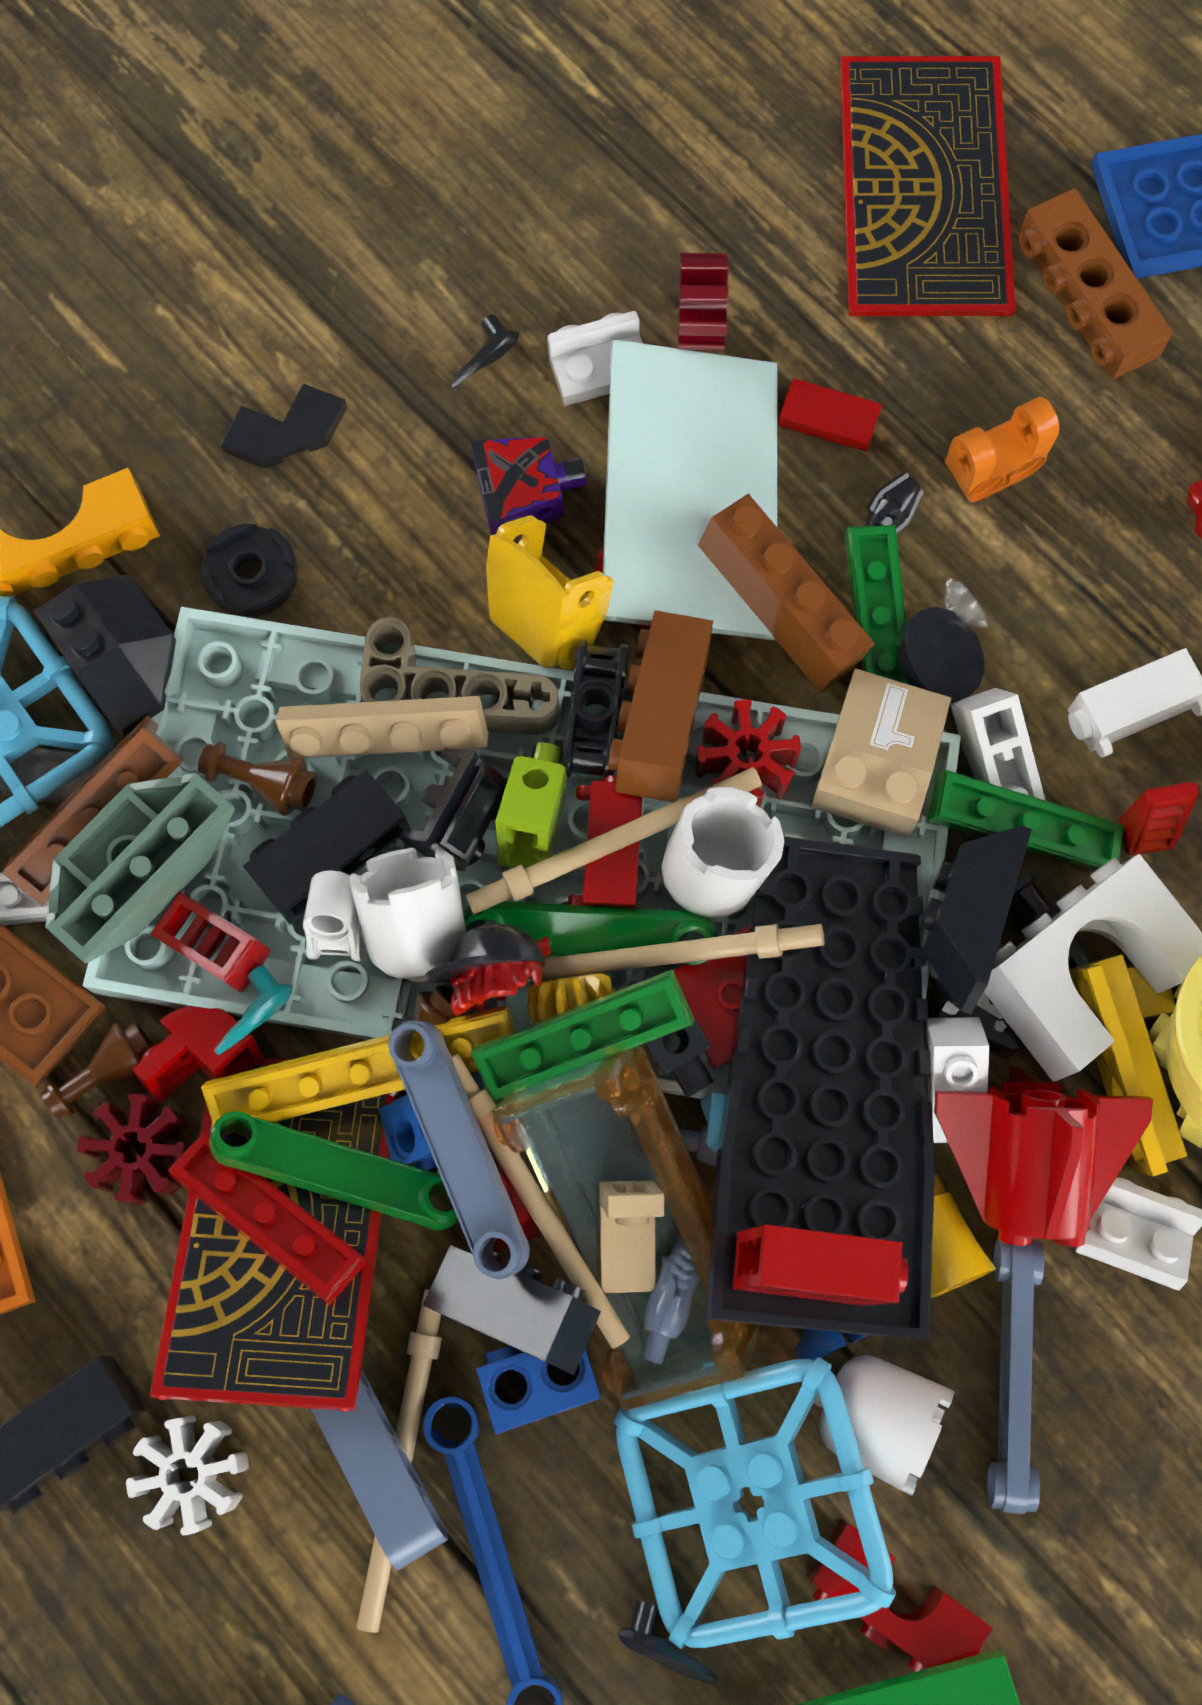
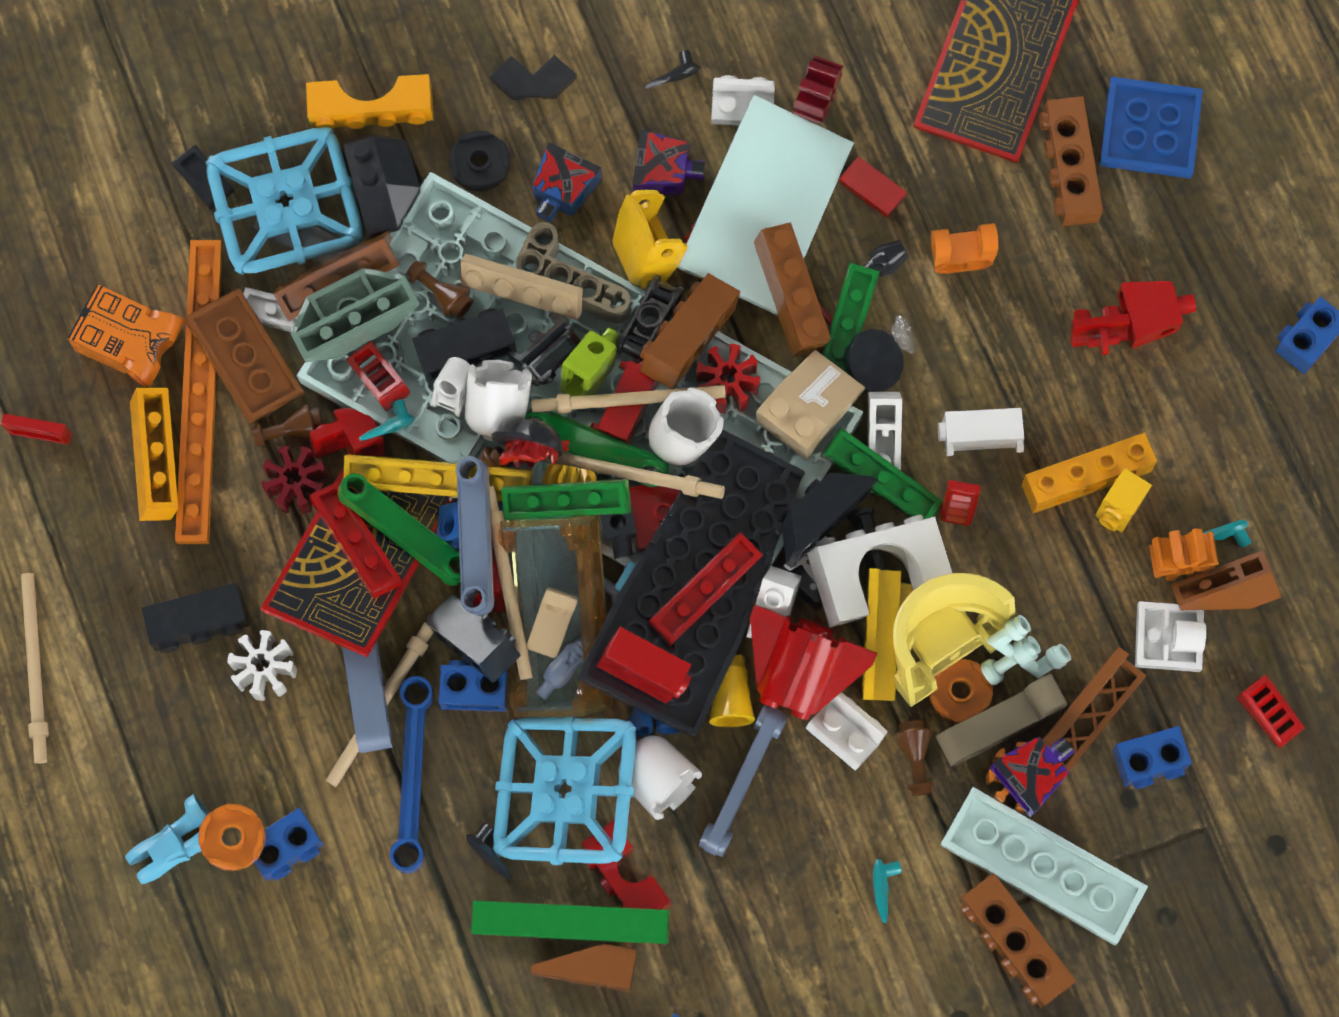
camera: 20 degrees right, 0 degrees up
(385, 556) = (563, 182): none -> torso
(850, 1097) = (705, 588): none -> red tile

